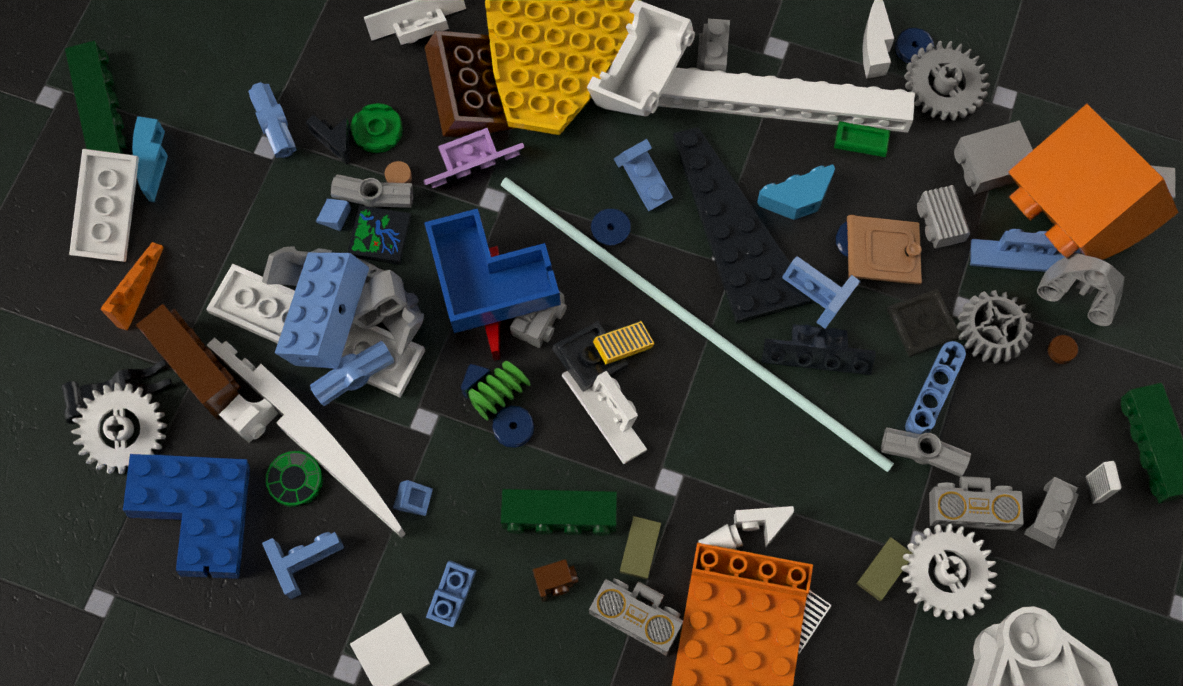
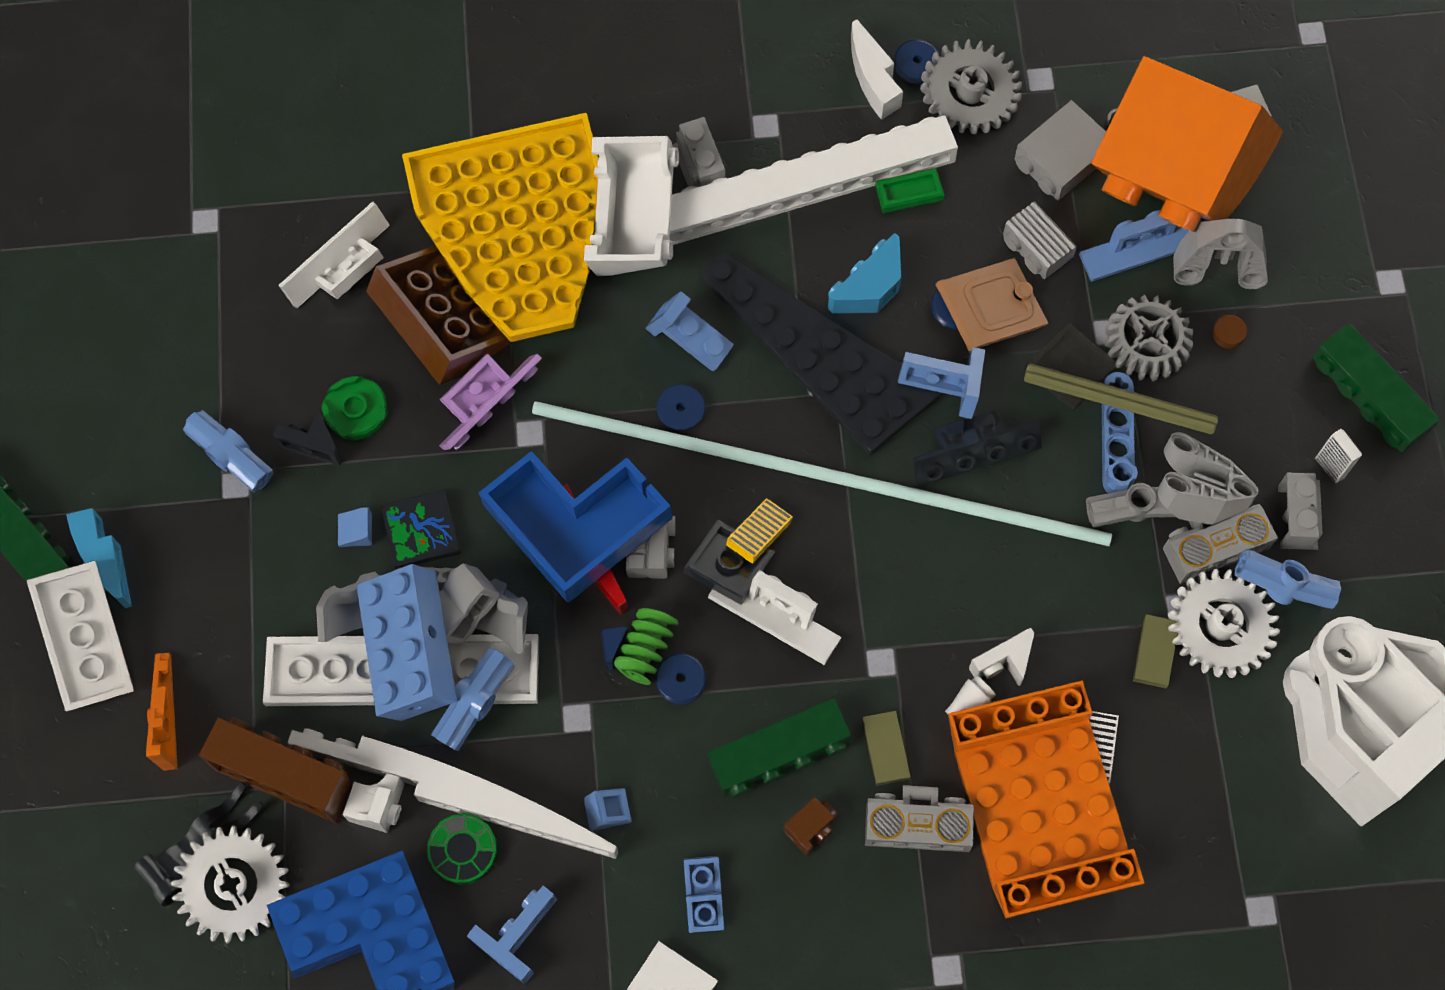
camera: 25 degrees left, 0 degrees up
(356, 191) = (369, 491): light grey piece -> none
(398, 173) = (407, 451): medium nougat tile -> none
(950, 363) = (1121, 398): none -> olive axle
(987, 457) = (1205, 484): none -> light grey connector
(1015, 561) = (1287, 580): none -> medium blue piece

